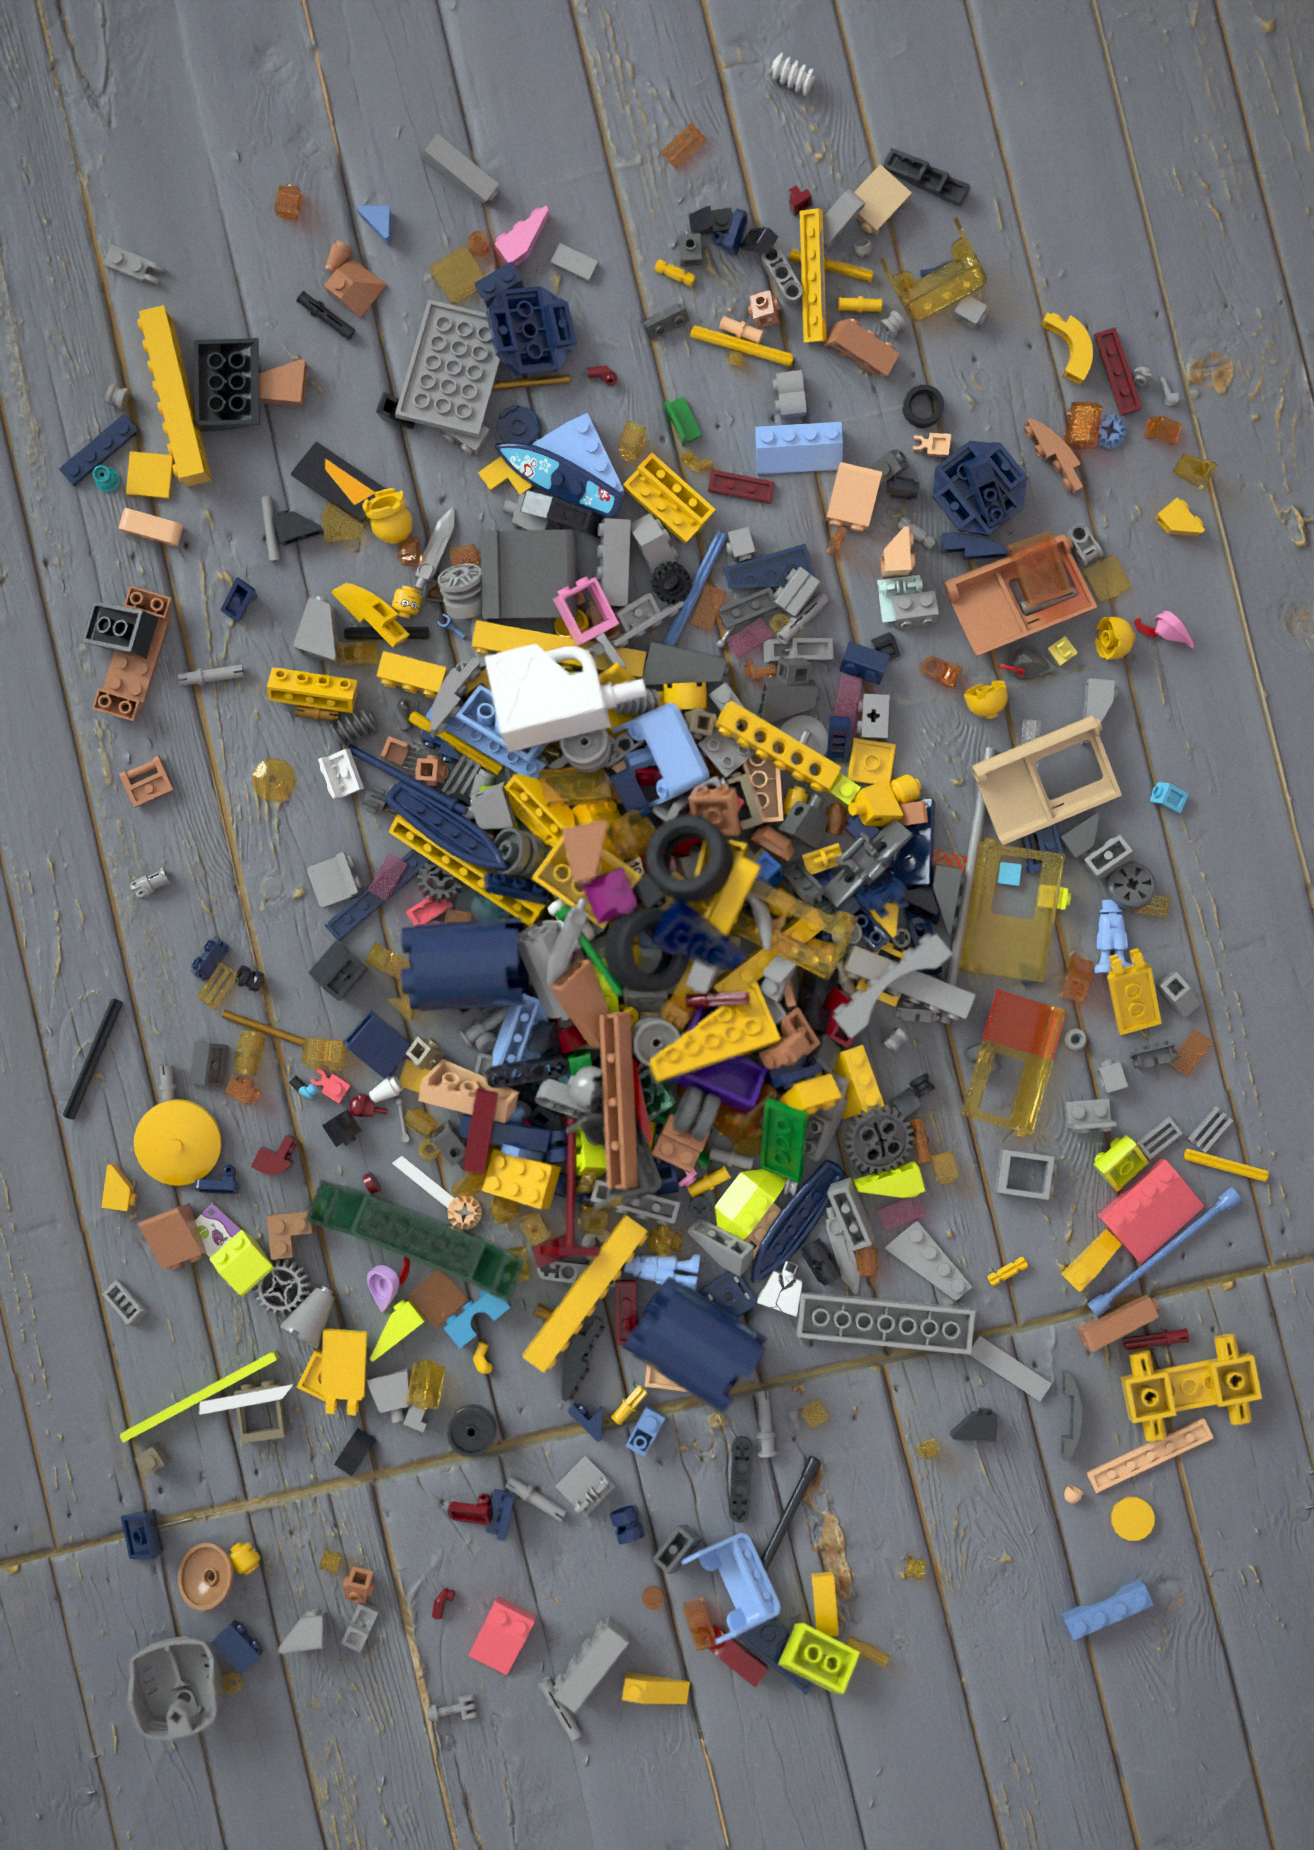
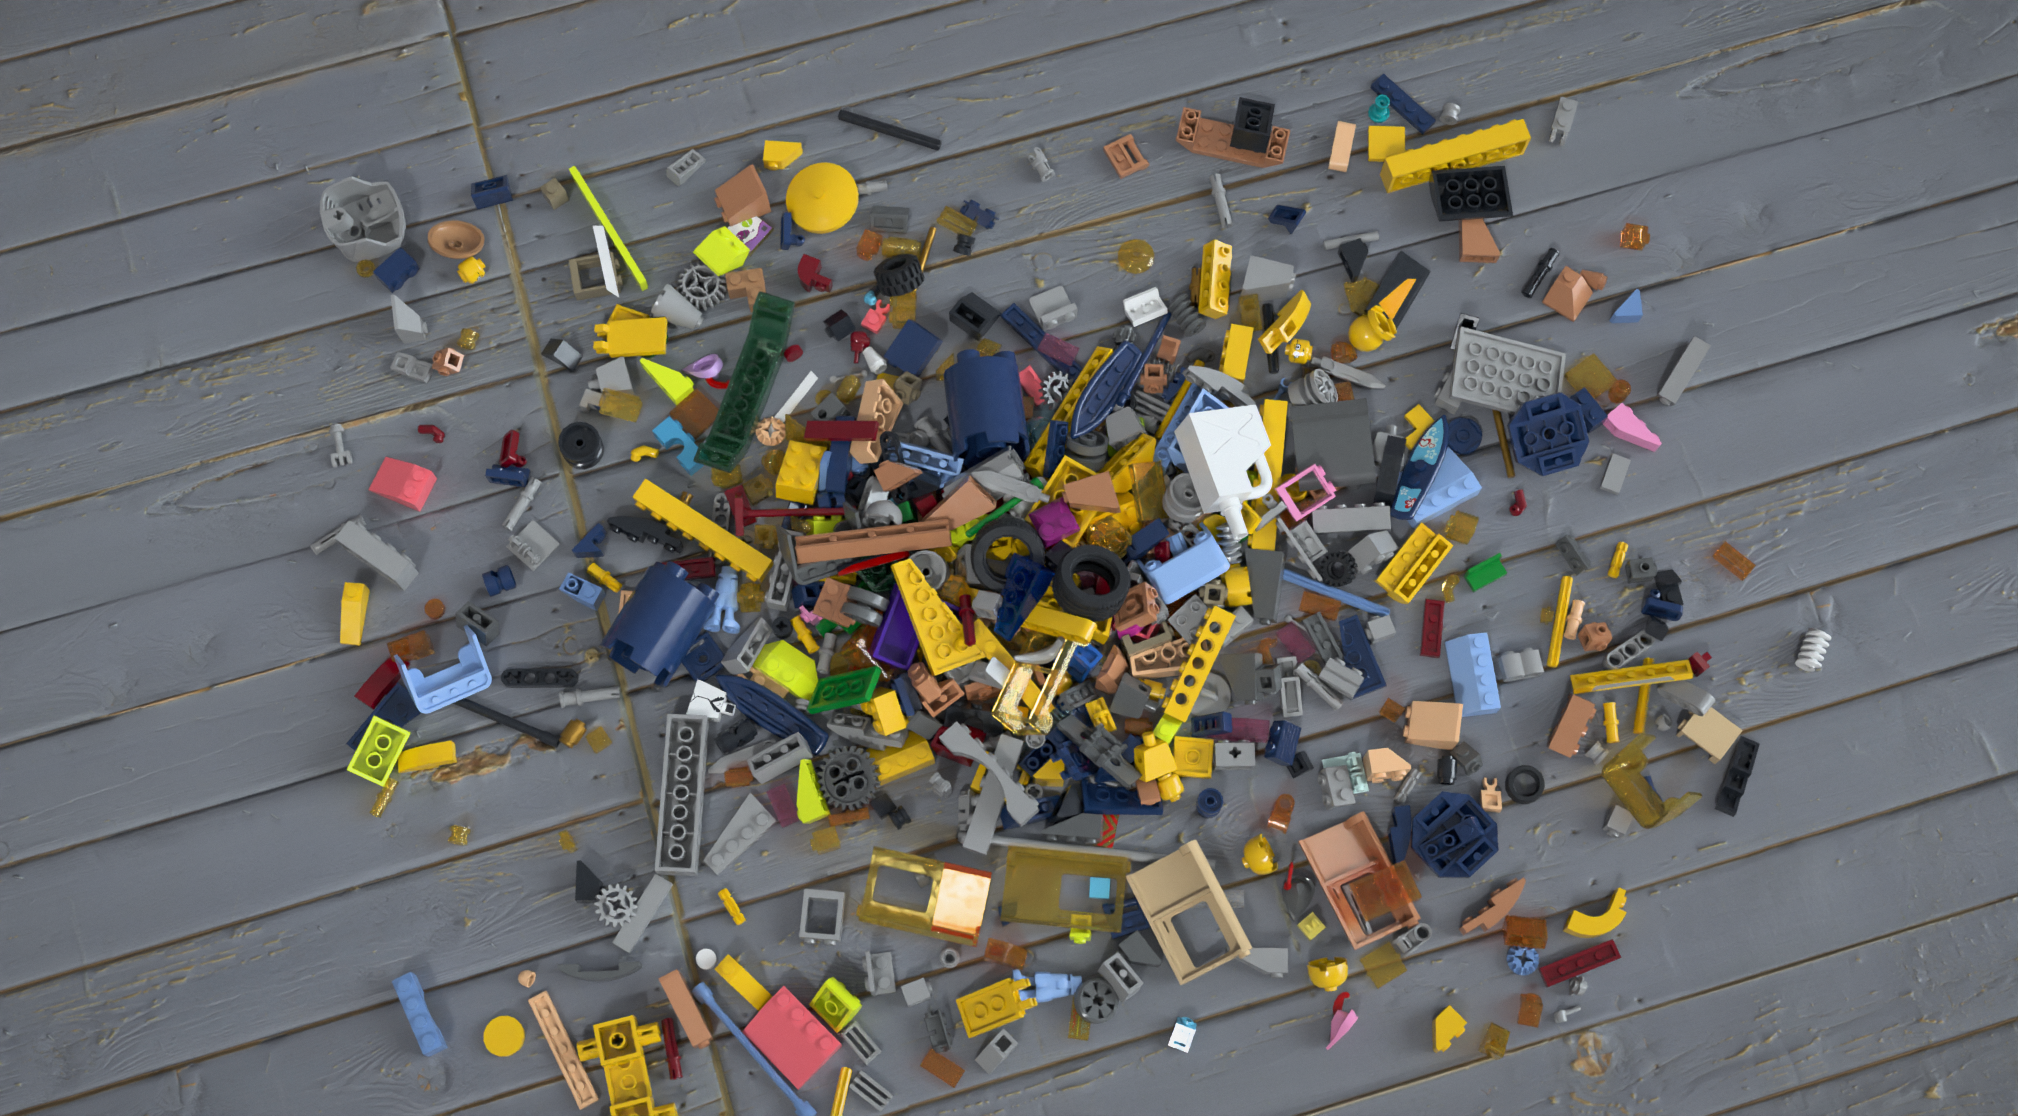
camera: 80 degrees right, 15 degrees down
(286, 1056) = (899, 275): none -> black tyre
(539, 1071) = (895, 474): none -> nougat slope
(807, 1442) = (572, 733): none -> pearl gold brick
(926, 748) = (1209, 803): none -> dark blue wheel
(1012, 1400) = (619, 897): none -> light grey gear
(1062, 1300) = (706, 959): none -> white tile

